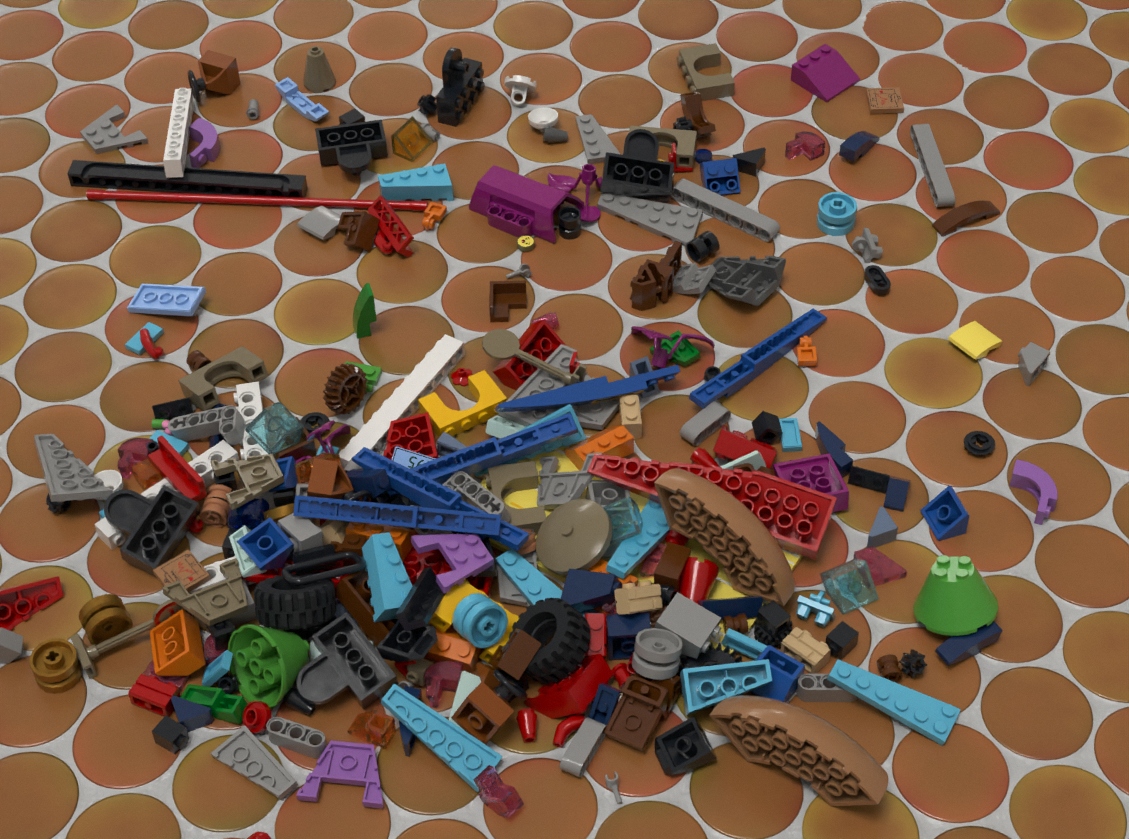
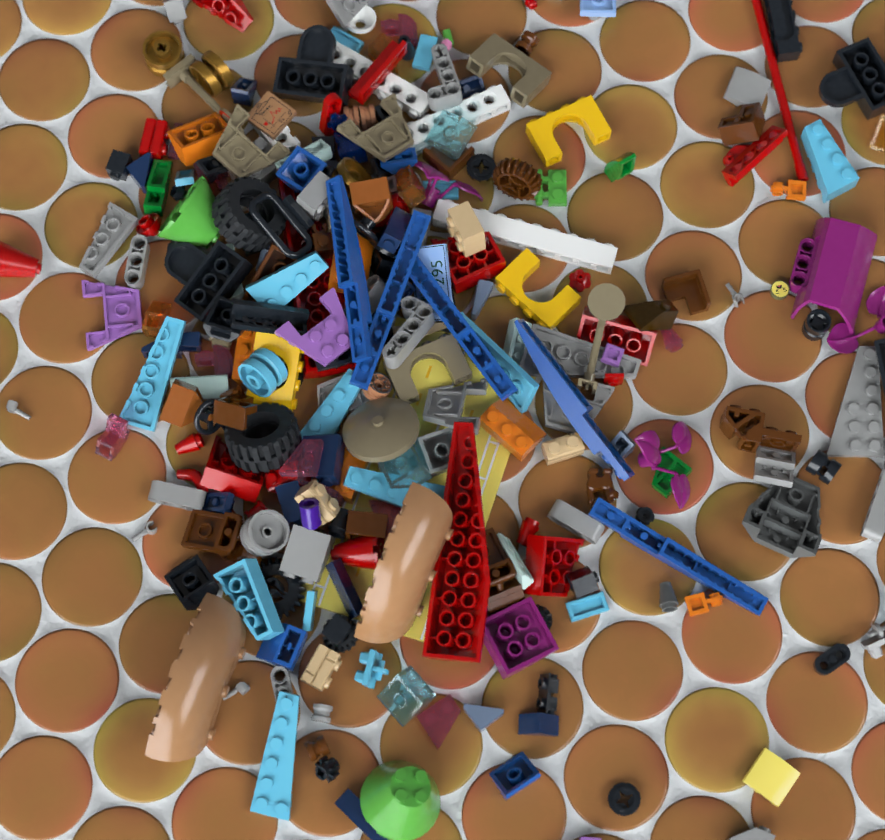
camera: 75 degrees right, 25 degrees up
(139, 602) = (244, 91): none -> dark blue slope
(173, 409) = (462, 37): black hinge -> none
(206, 521) = (331, 104): none -> red beam
(218, 515) = (336, 120): none -> clear blue plate
(304, 369) = (583, 112): none -> yellow arch
(387, 426) = (466, 229): none -> tan brick
(523, 318) = (652, 315): none -> dark brown slope
(552, 358) = (612, 355): none -> medium lavender tile
(589, 600) = (304, 460): none -> clear pink wing
(652, 598) = (310, 513): none -> dark purple brick
(671, 398) = (601, 484): none -> reddish brown animal
(736, 623) = (329, 597): reddish brown wheel -> none
(795, 374) = (667, 598): none -> dark grey cone
(830, 443) = (571, 652): dark blue slope -> none
(842, 640) = (339, 698): black brick -> none
(854, 657) = (322, 713): none -> light grey wheel

